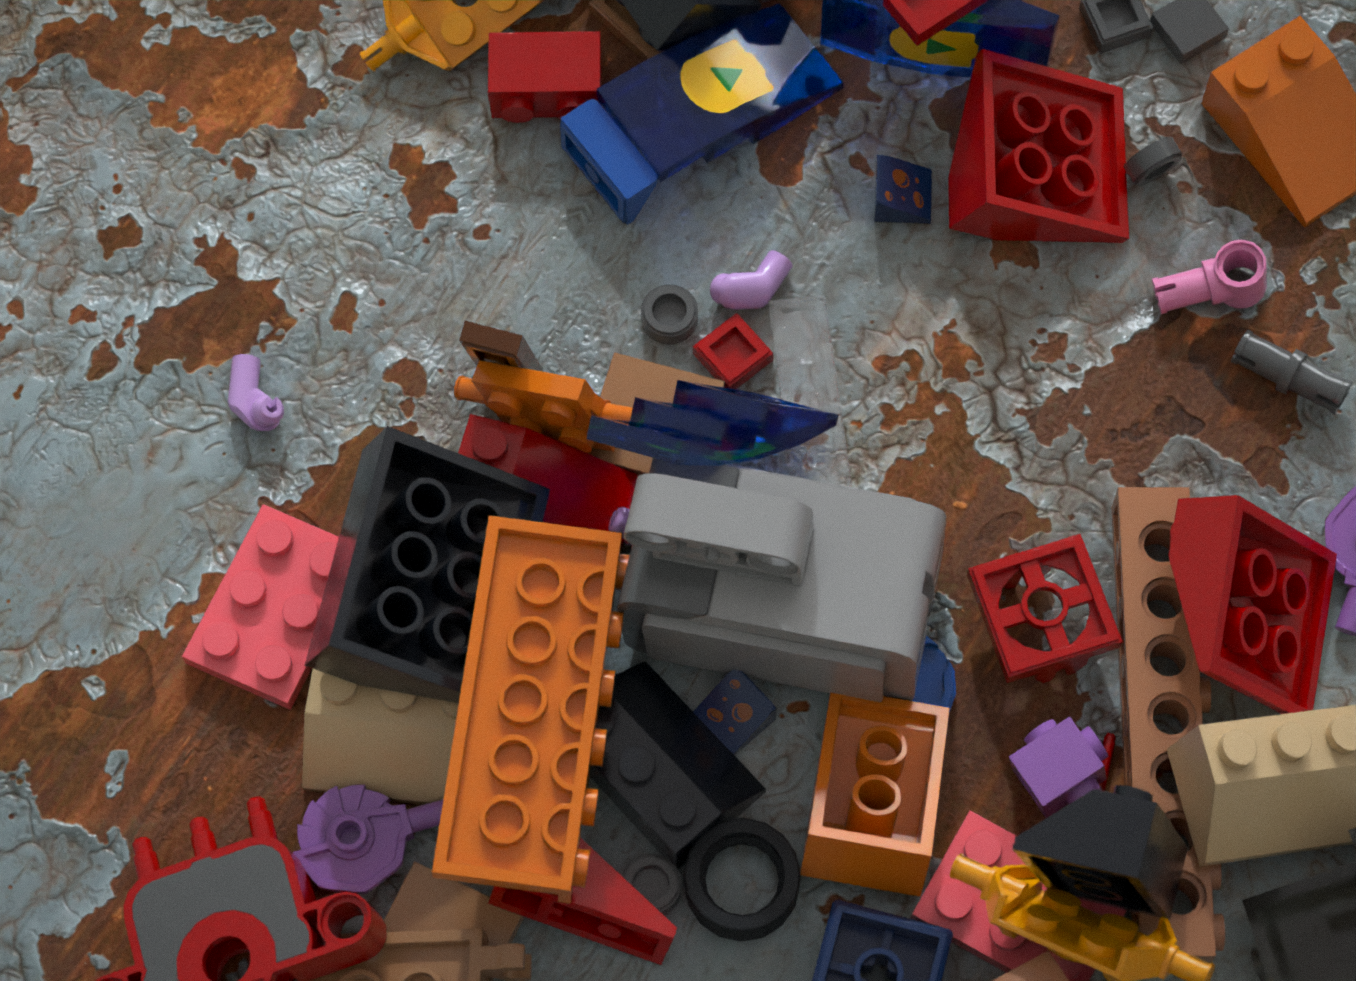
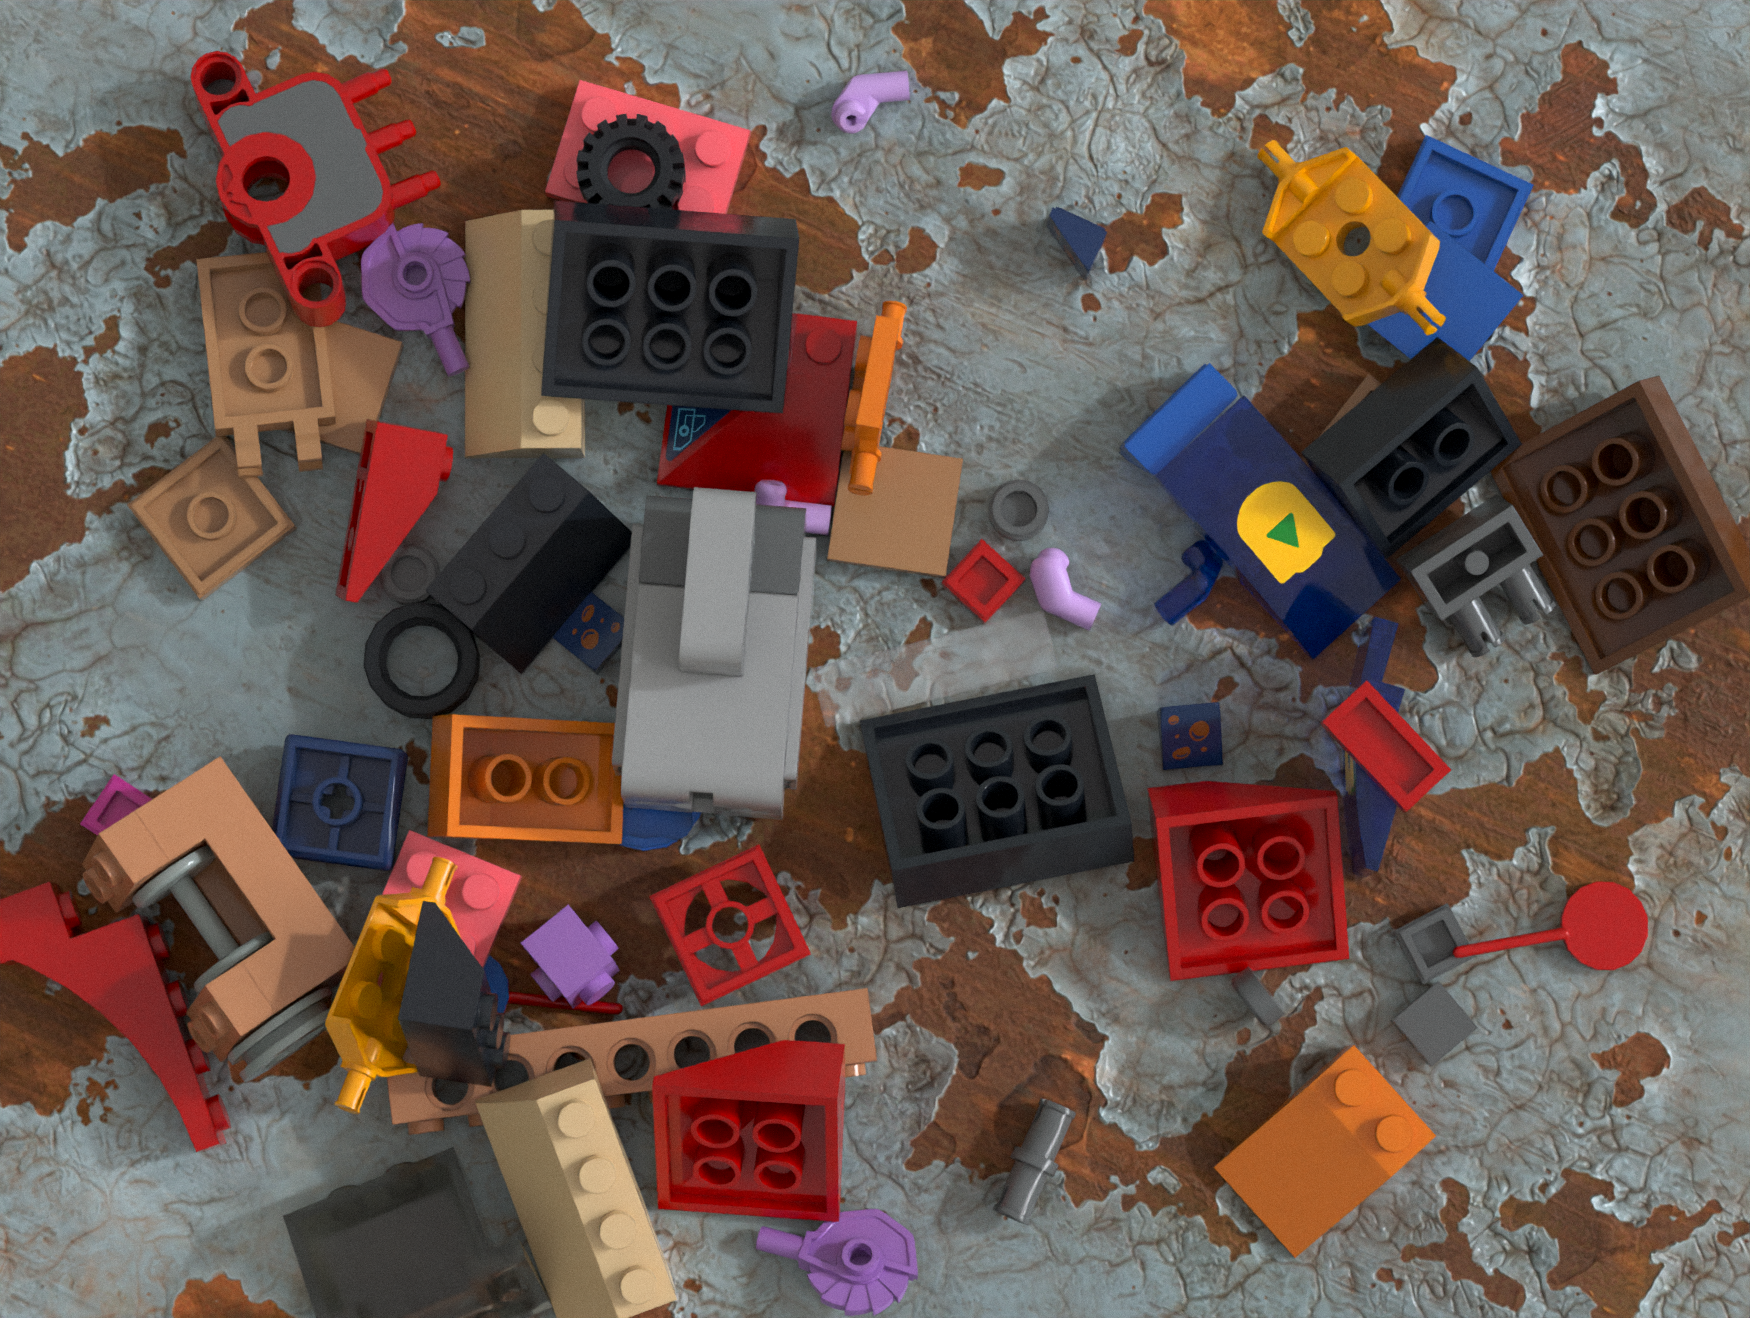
camera: 75 degrees right, 15 degrees up
(252, 592) = (631, 135): none -> black tyre
(423, 226) = (1078, 238): none -> dark blue slope
(497, 346) = (916, 341): reddish brown tile -> none
(531, 708) = (535, 427): orange bracket -> none
(542, 73) = (1269, 339): red brick -> none
(712, 426) = (861, 566): clear blue slope -> none
(760, 165) = (1193, 588): none -> clear blue arm
(936, 359) = (997, 791): none -> black slope
(1211, 282) = (1124, 1069): bright pink pin -> none

